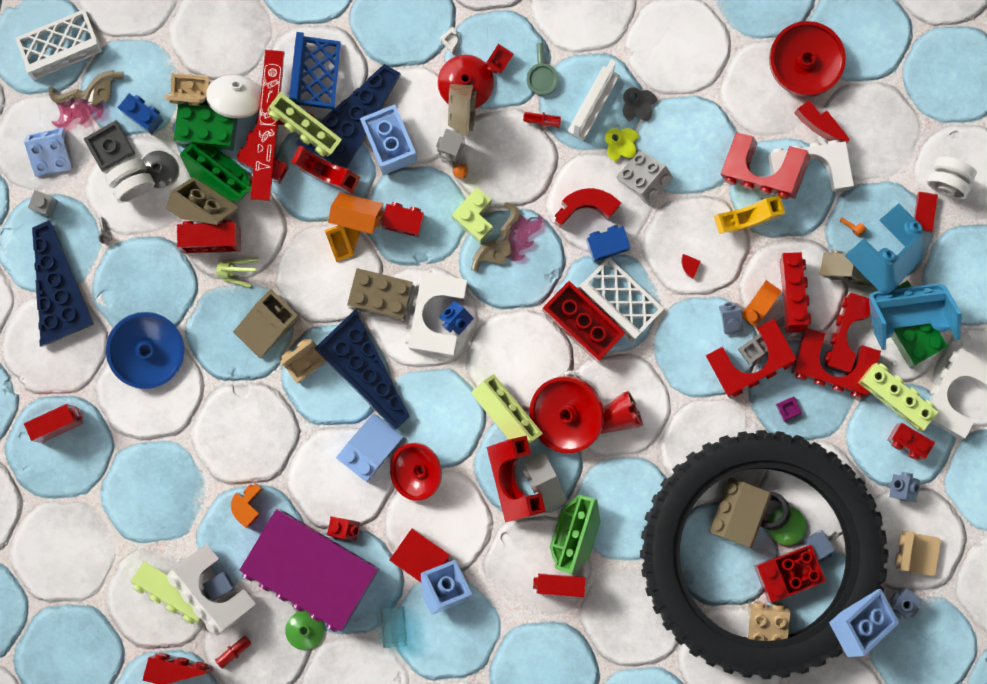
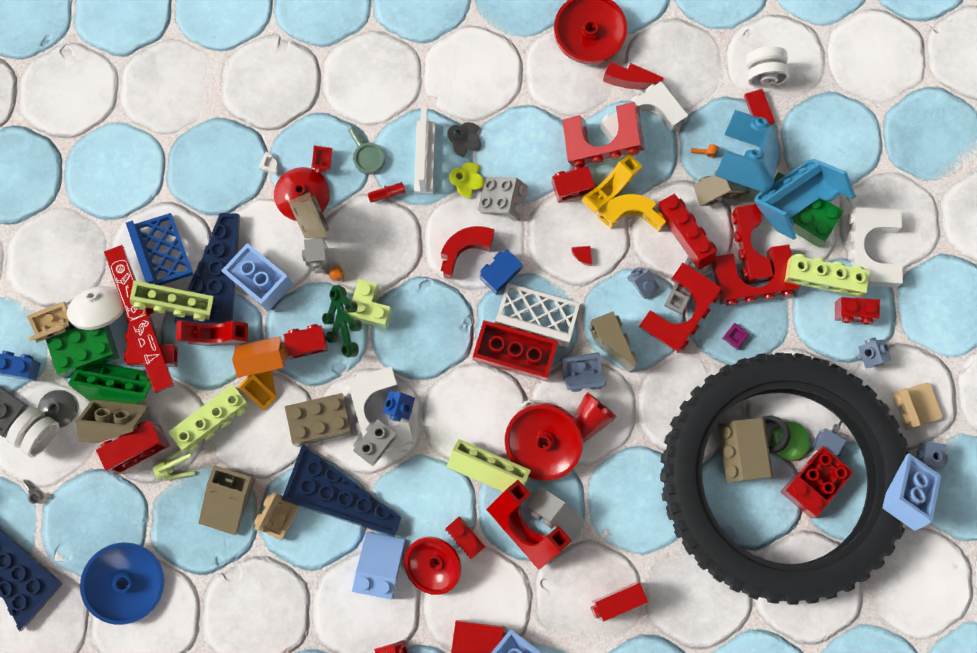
camera: 30 degrees left, 5 degrees down
(285, 245) = (208, 419): none -> yellowish green brick
(419, 339) = (374, 442): none -> light grey brick
(451, 196) = (339, 297): none -> dark green plant
(455, 462) = (465, 538): none -> red brick
(511, 241) = (413, 313): piece -> none
(575, 534) = (607, 547): bright green wedge -> none
(633, 371) = (583, 372): none -> sand blue bracket
(673, 353) = (612, 341): none -> dark tan slope
(714, 196) = (572, 183): none -> red brick
(757, 242) = (631, 205): none -> yellow arch
(761, 303) = (662, 256): orange brick -> none
(768, 621) = (822, 536): tan bracket -> none

